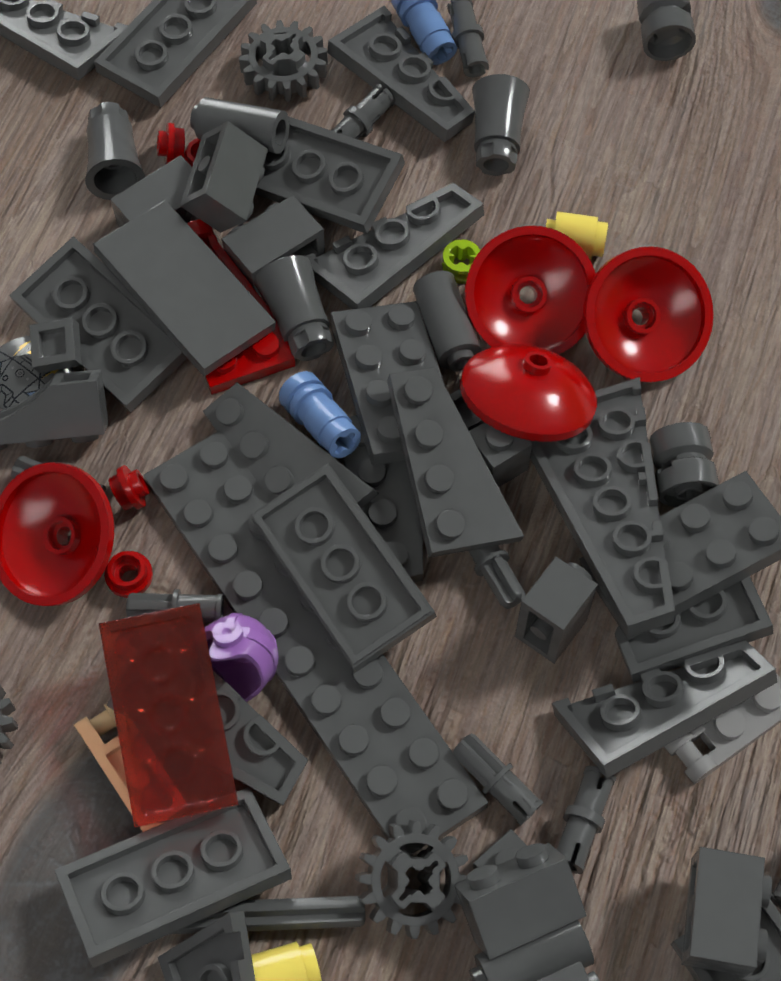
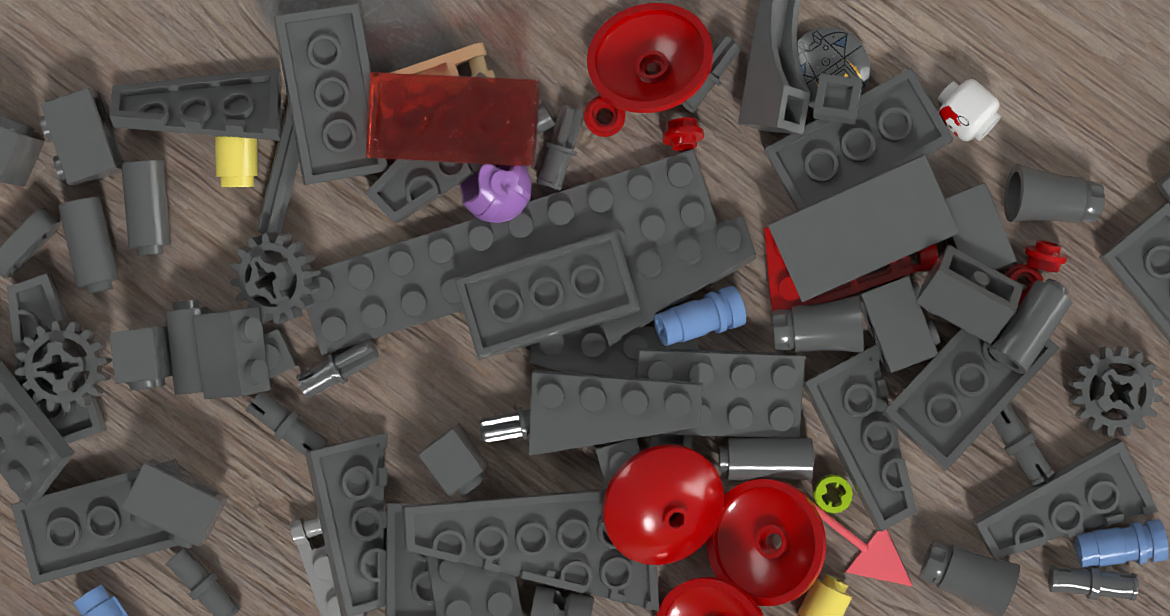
camera: 105 degrees right, 25 degrees up
(39, 236) = (968, 109): none -> white head
(511, 208) = (877, 557): none -> coral piece

